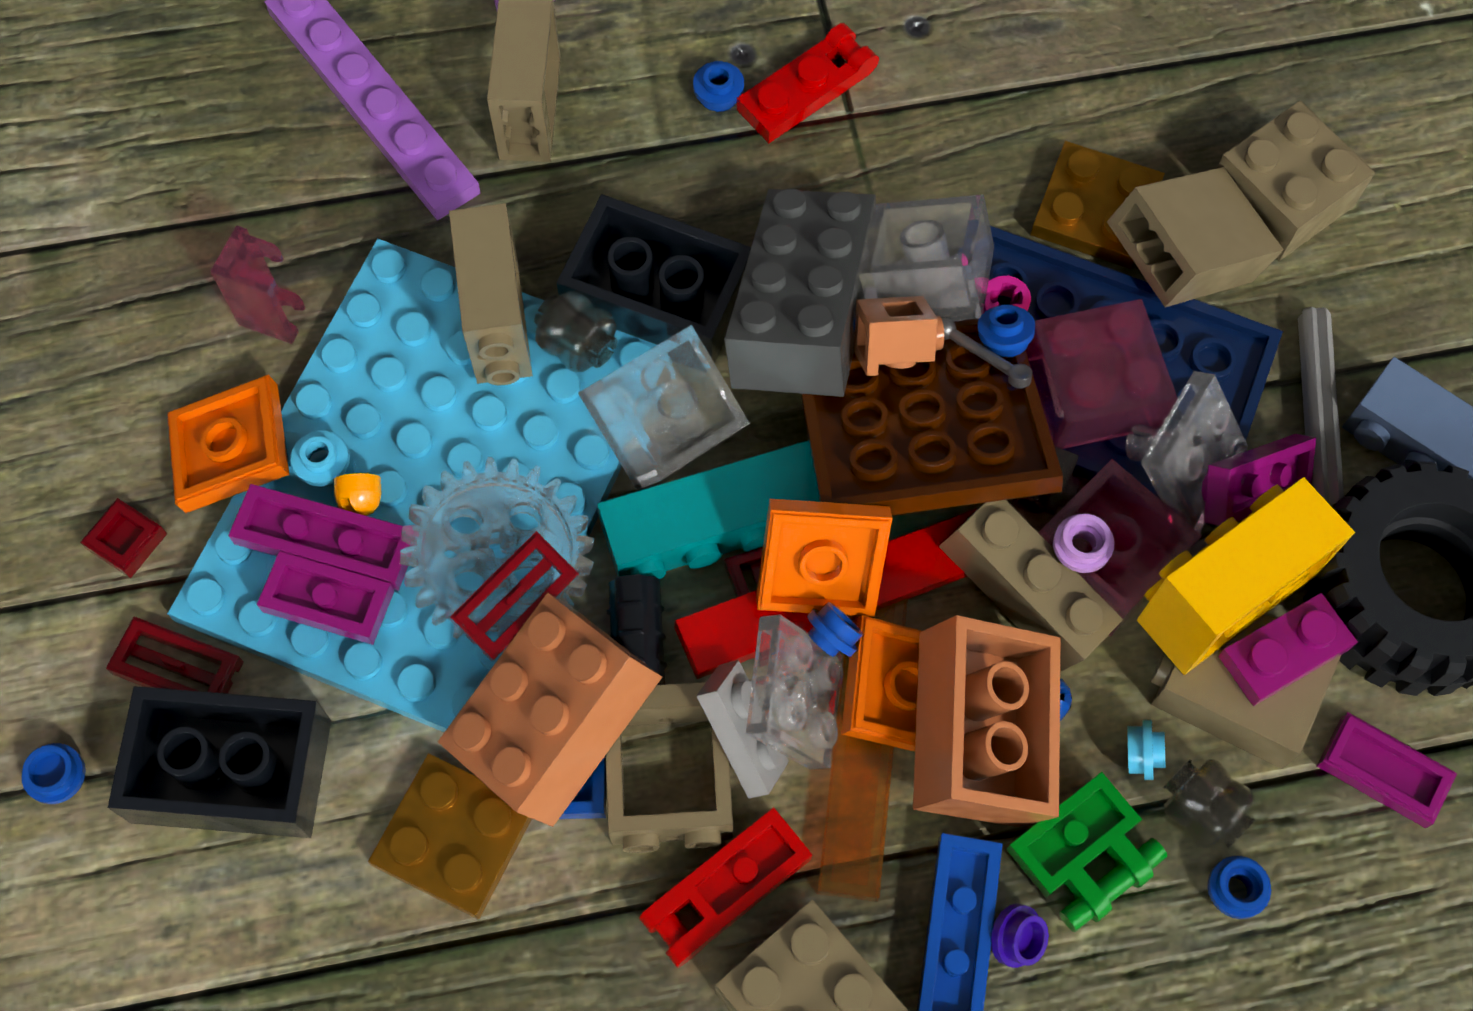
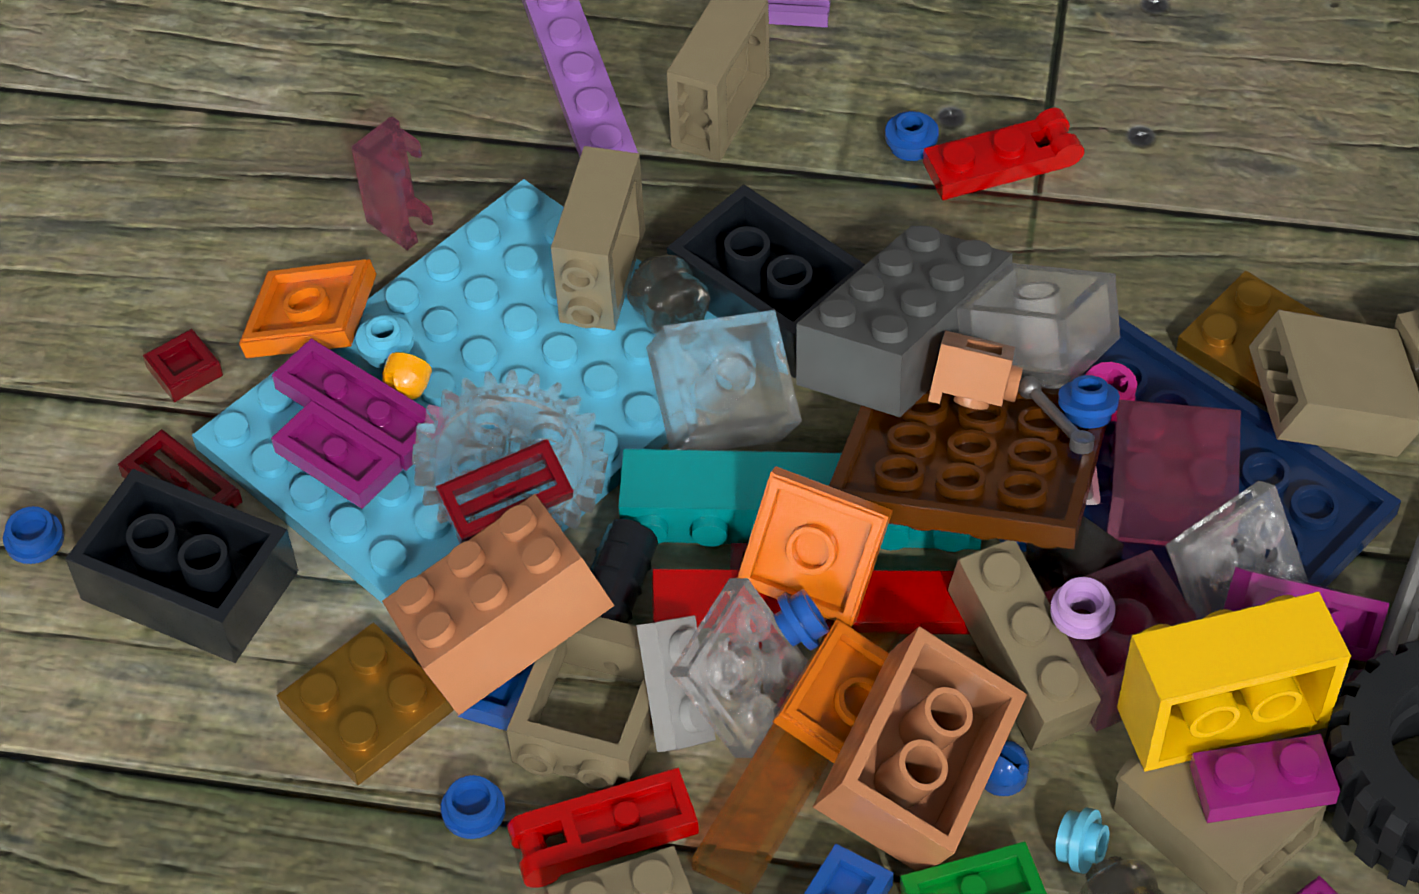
camera: 25 degrees right, 15 degrees down
(599, 909) = (473, 807): none -> blue plate

